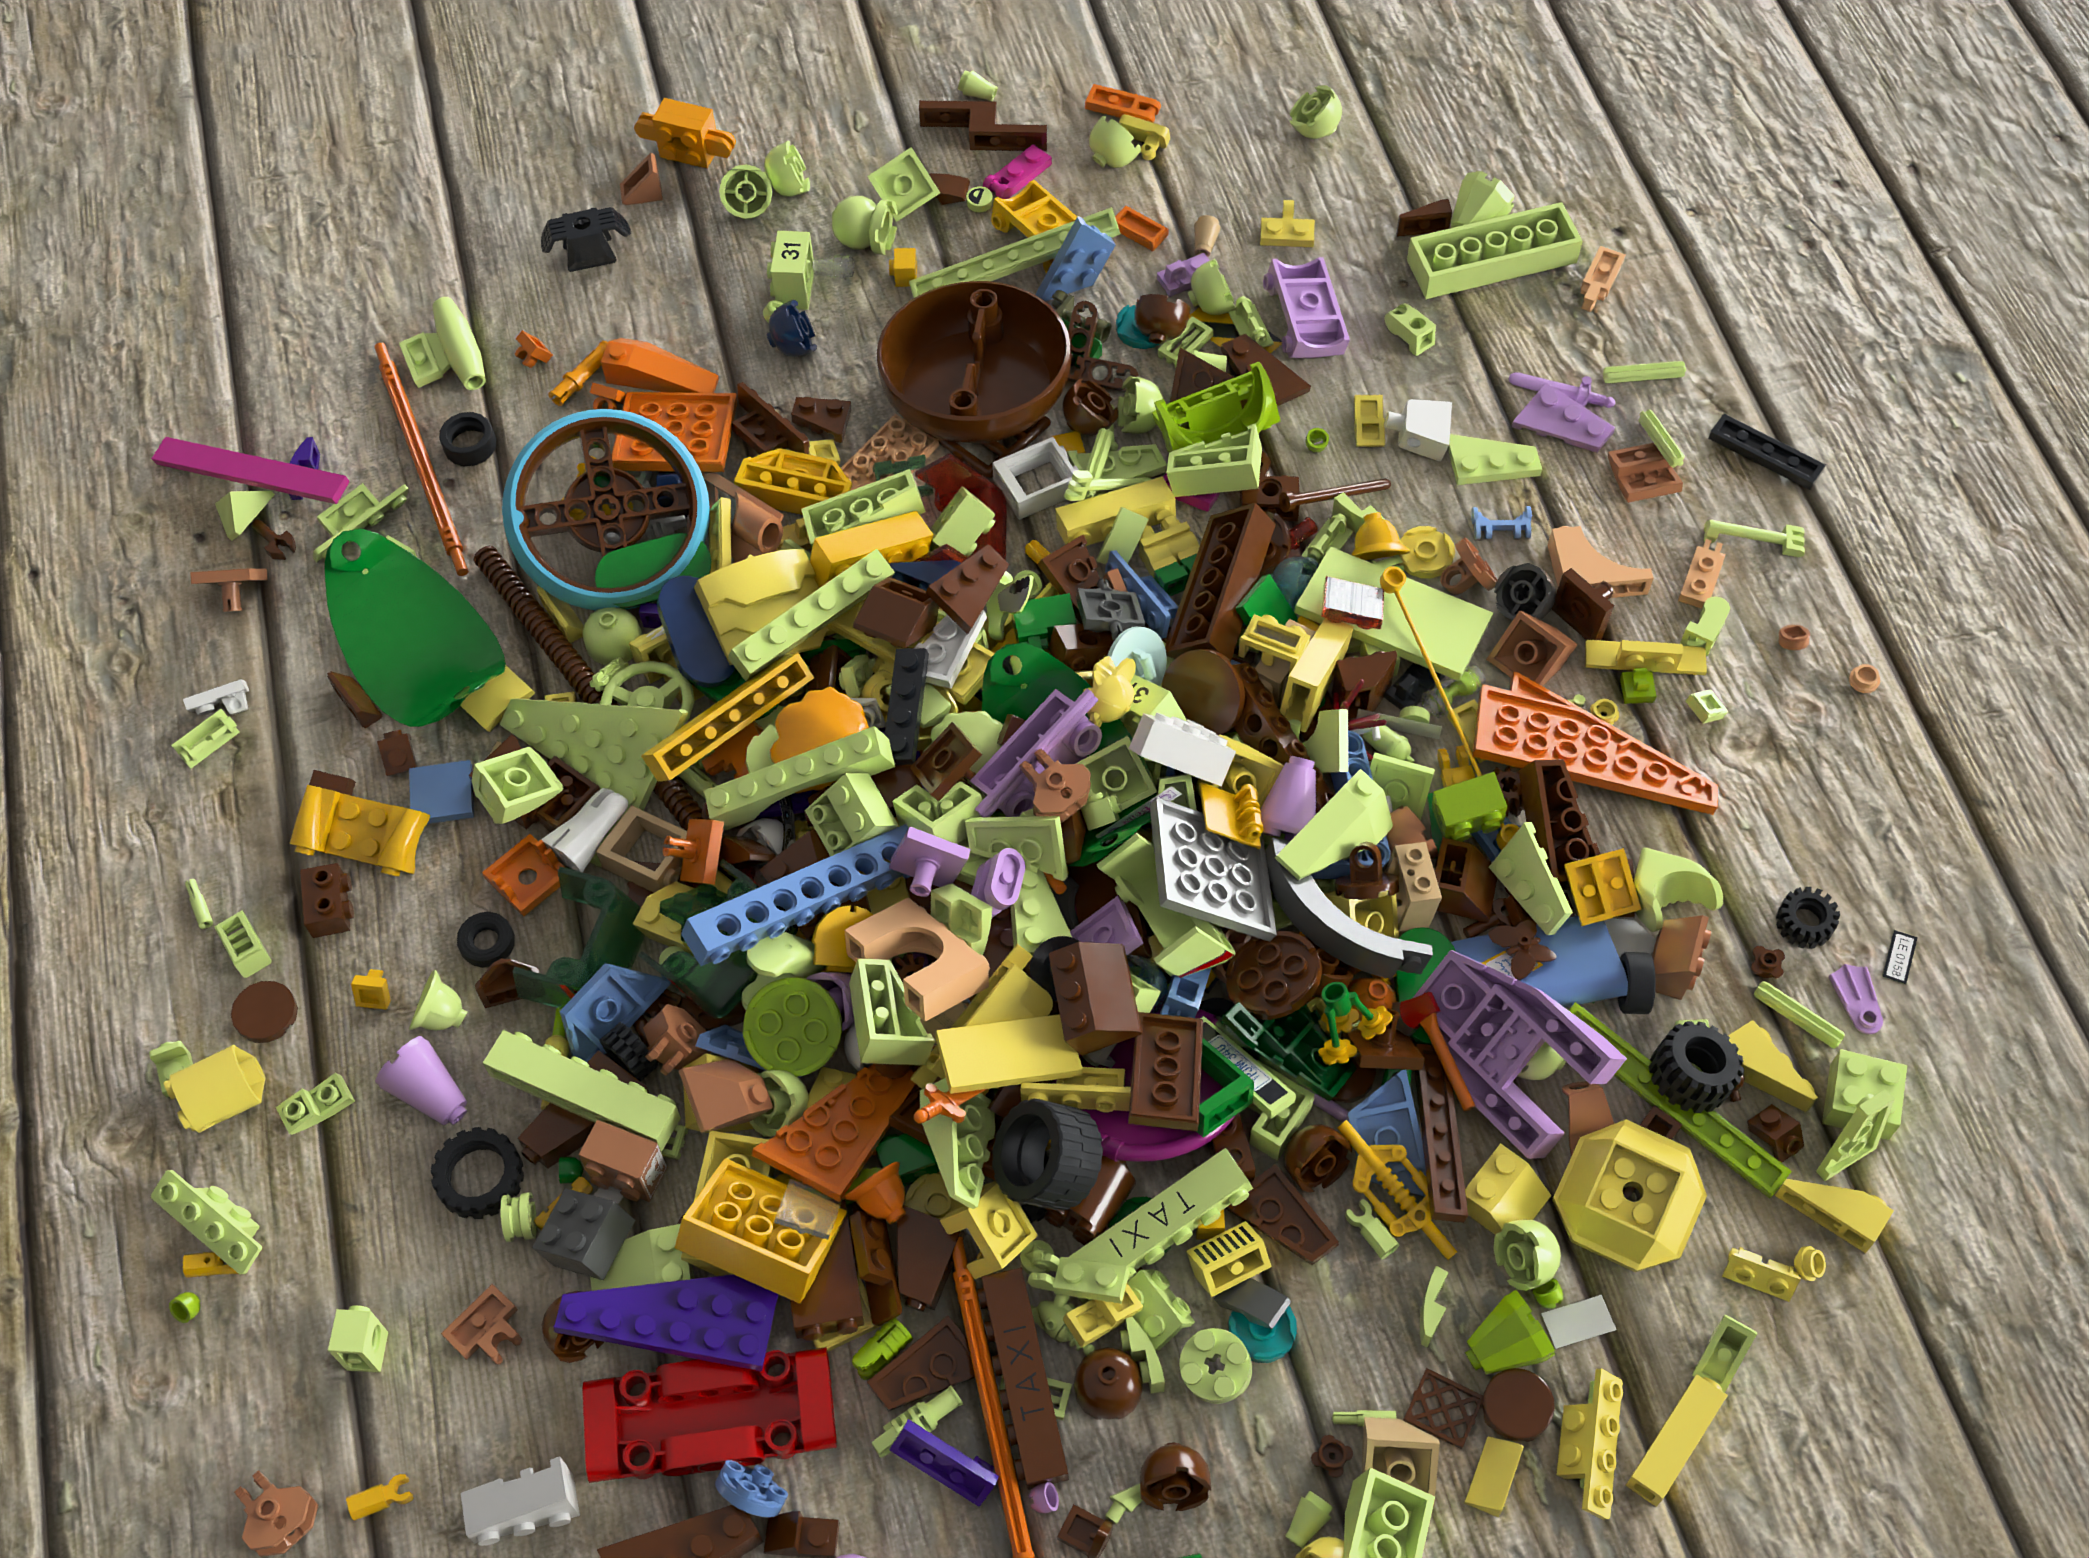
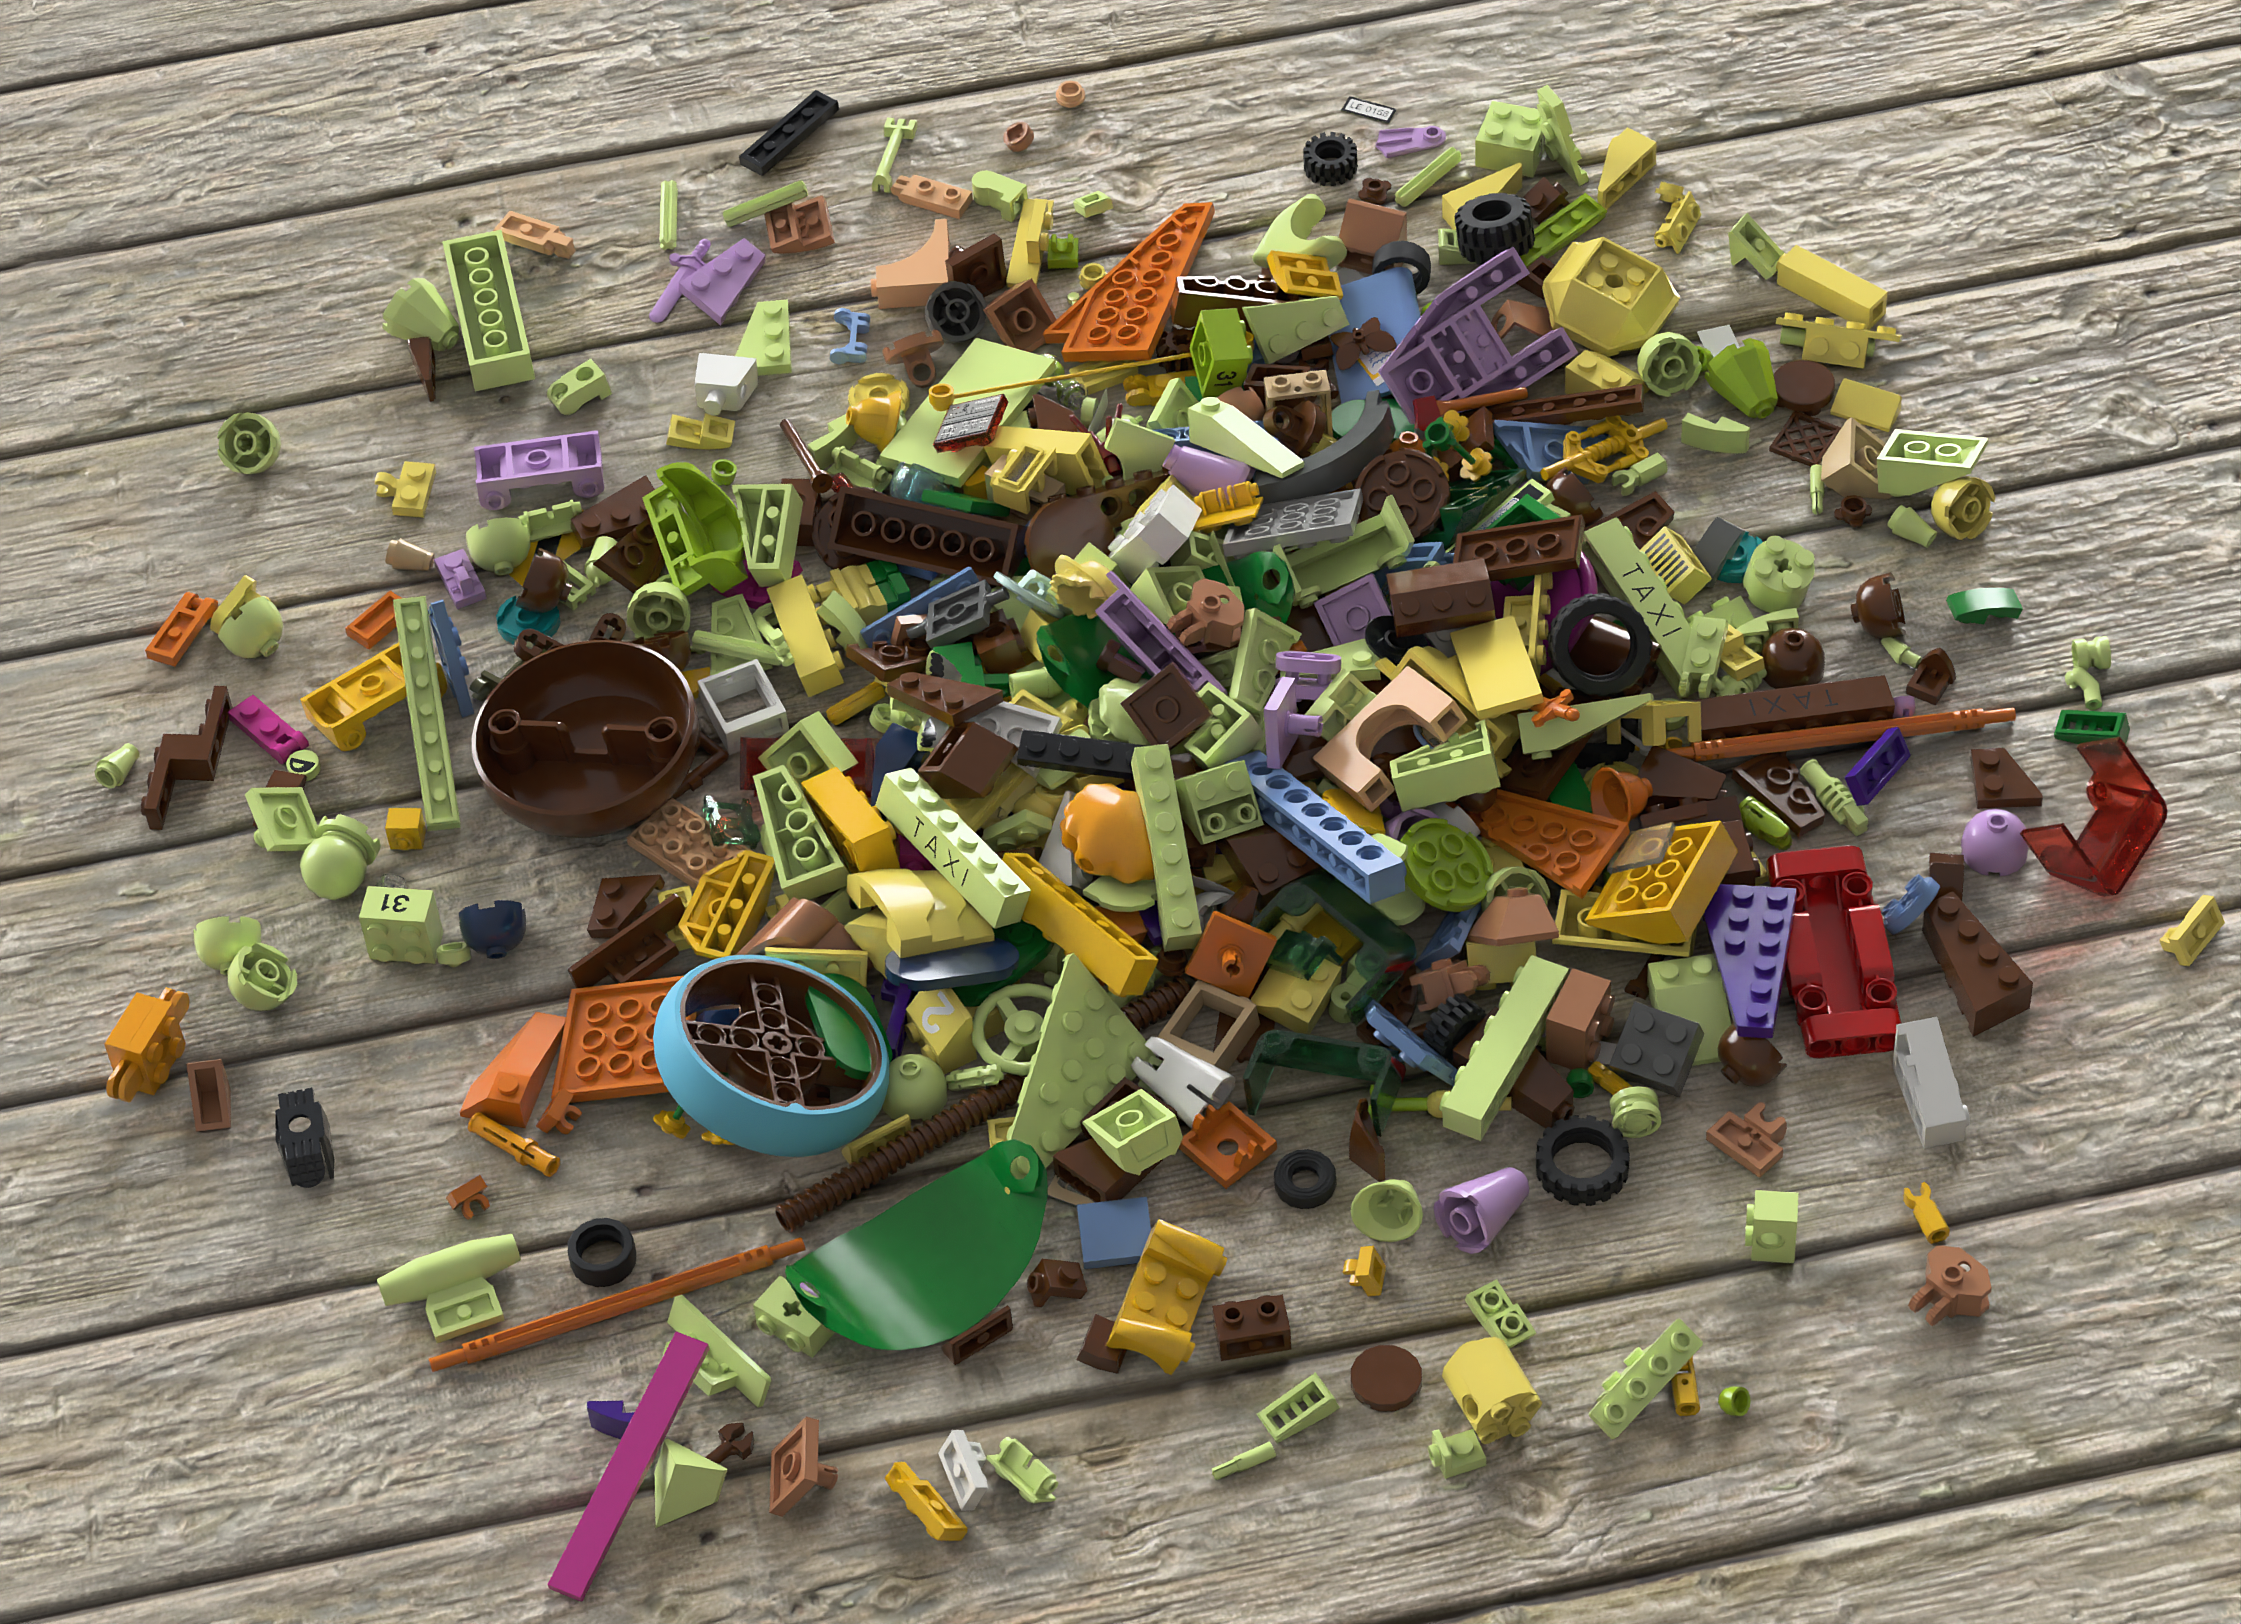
camera: 85 degrees left, 10 degrees down
(189, 674) = (926, 1503): none -> yellow hinge

